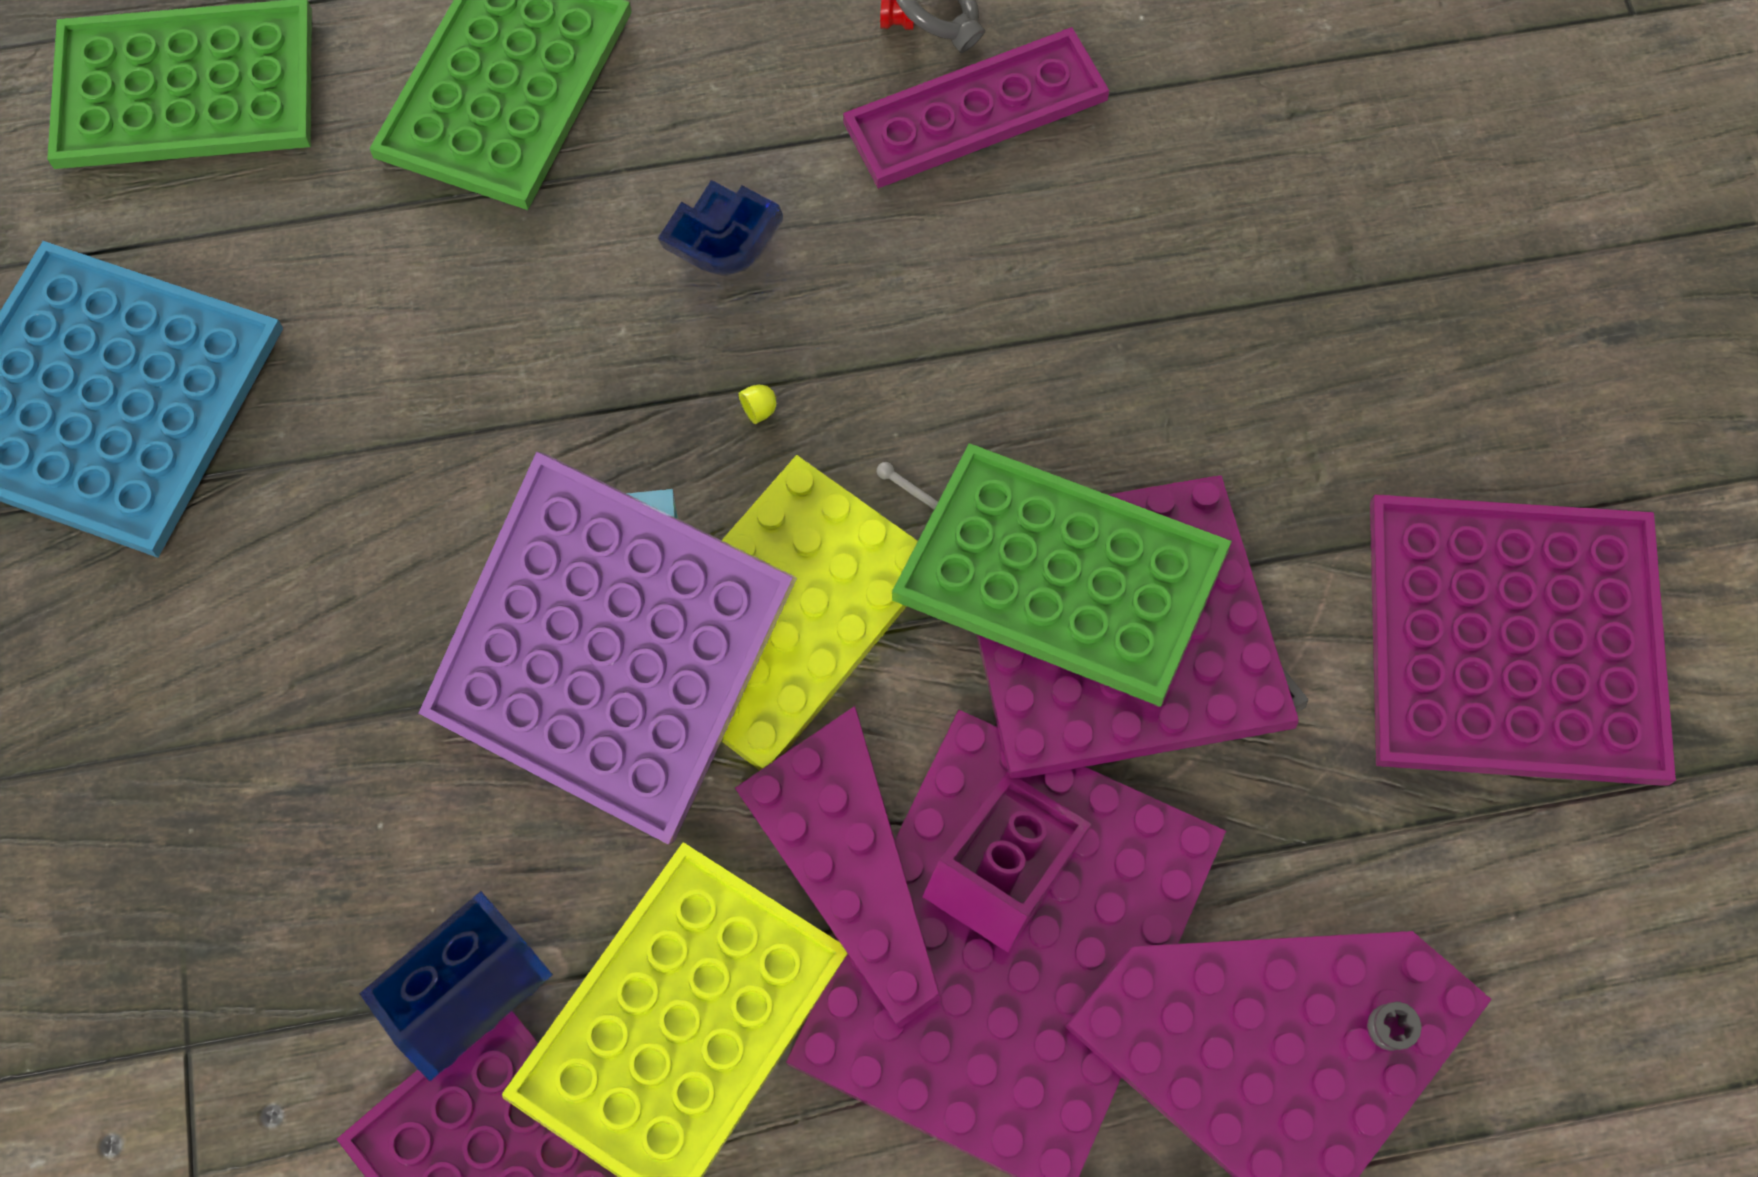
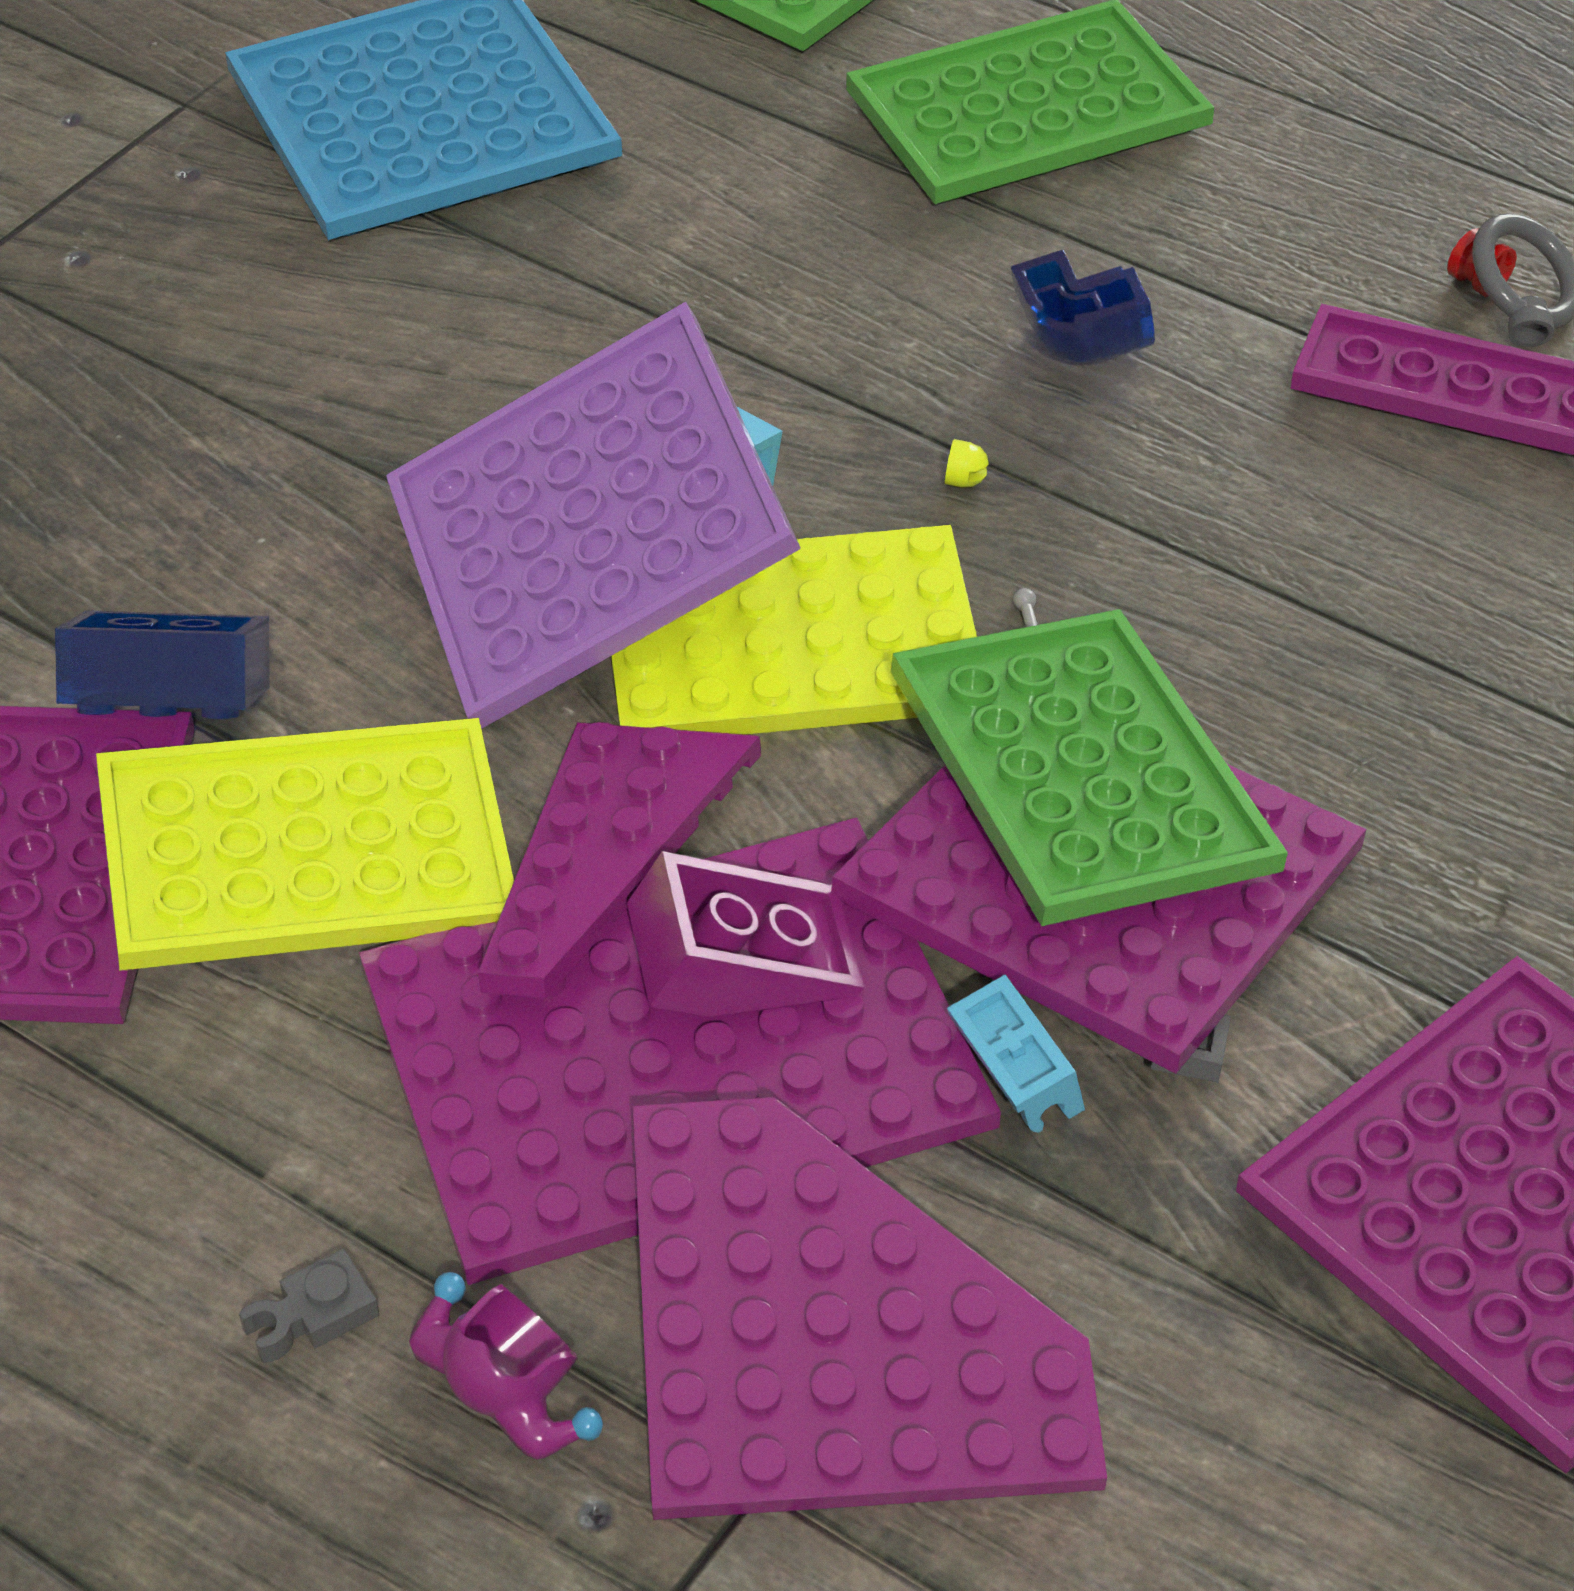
camera: 45 degrees right, 20 degrees down
(1204, 789) = (1018, 1052): none -> medium azure hinge
(1407, 1019) = (969, 1363): dark grey bush -> none

